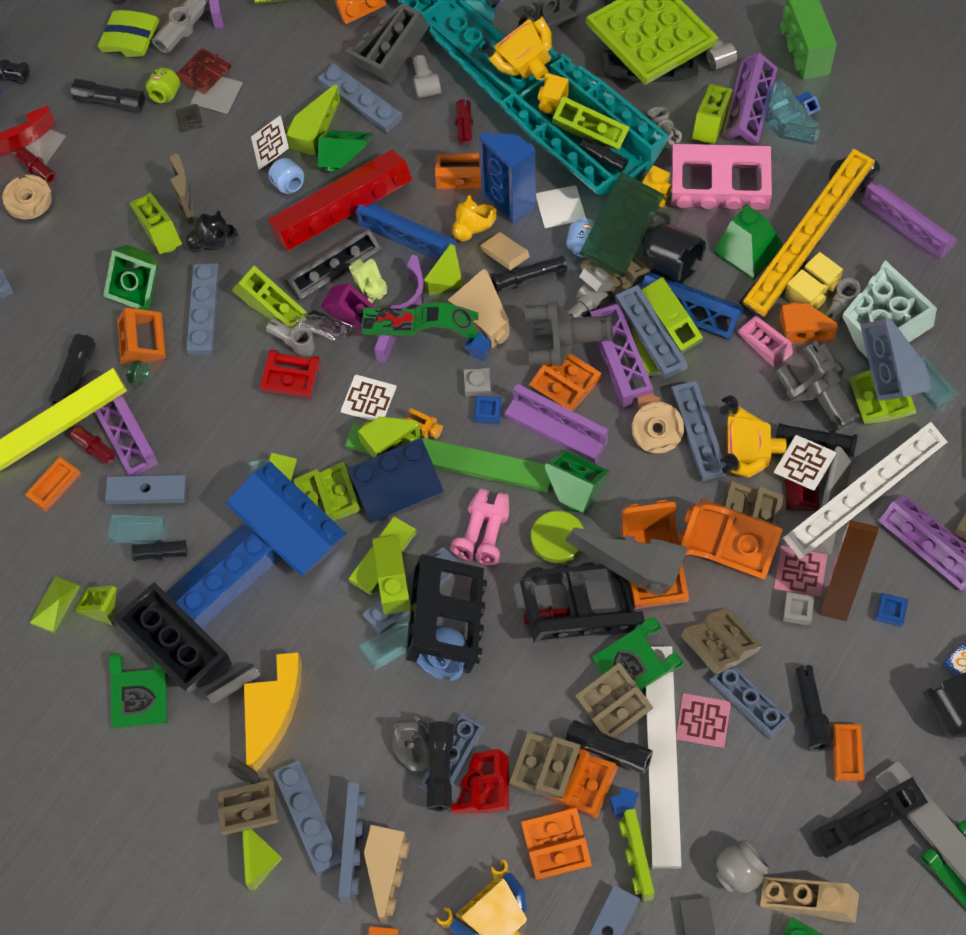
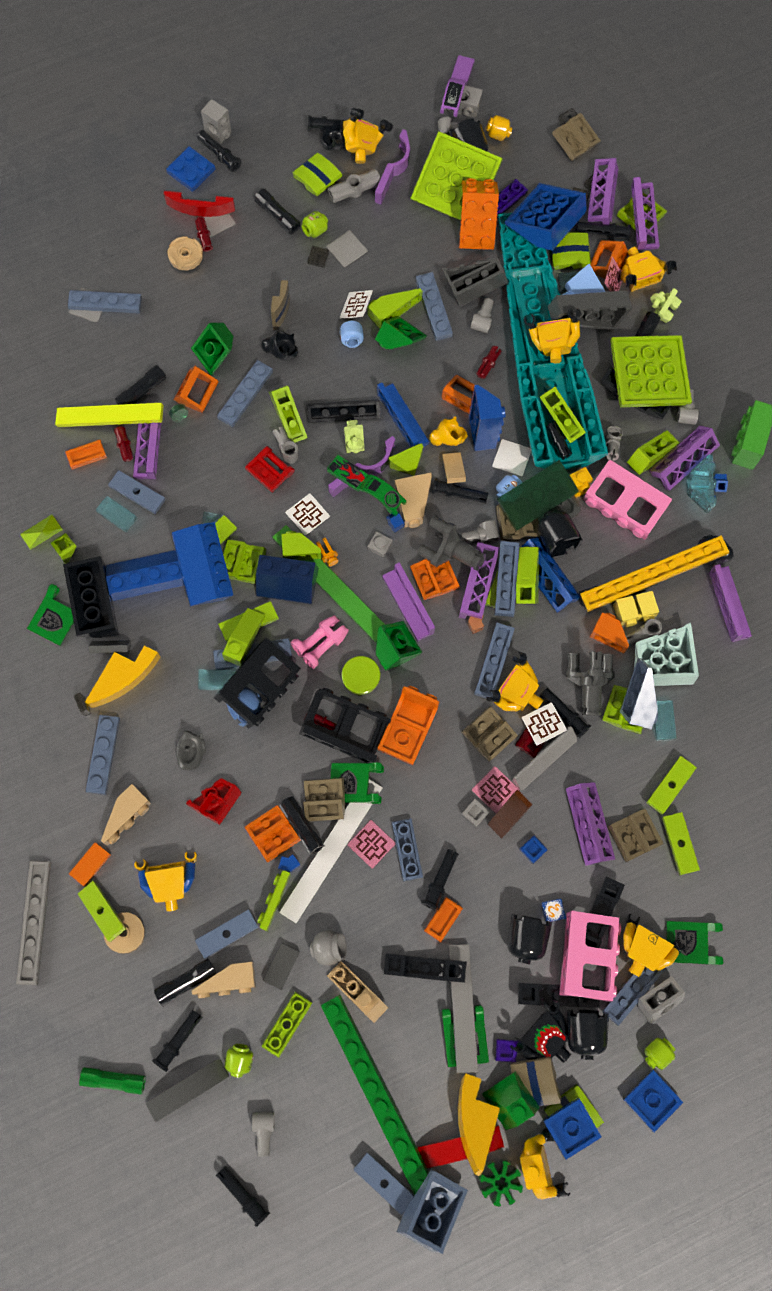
camera: 25 degrees right, 10 degrees up
(156, 223) = (251, 318): lime slope -> none
(159, 550) = (120, 536): black pin -> none
(203, 71) = (348, 228): clear red piece -> none
(247, 807) = (70, 728): dark tan slope -> none
(258, 859) = (58, 760): lime slope -> none
(324, 325) = (309, 450): piece -> none
(340, 199) = (374, 370): red brick -> none
(346, 305) = (332, 445): magenta slope -> none
(350, 853) = (111, 793): sand blue plate -> none
(439, 787) = (185, 786): black axle -> none
(465, 737) = (220, 765): sand blue tile -> none
(487, 409) = (374, 566): blue tile -> none
(544, 765) = (257, 812): dark tan slope -> none
(552, 93) = (555, 378): yellow brick -> none
(555, 842) = (233, 861): orange slope -> none
(597, 279) = (497, 523): light grey plate -> none
(643, 564) = (396, 729): dark grey wedge -> none
(671, 424) = (460, 648): tan plate -> none
(721, 641) = (414, 803): dark tan slope -> none
(730, 537) = (461, 741): orange bracket -> none
(749, 243) = (613, 556): green slope -> none
(774, 354) = (583, 639): bright pink slope -> none
(864, 490) = (568, 765): white plate -> none

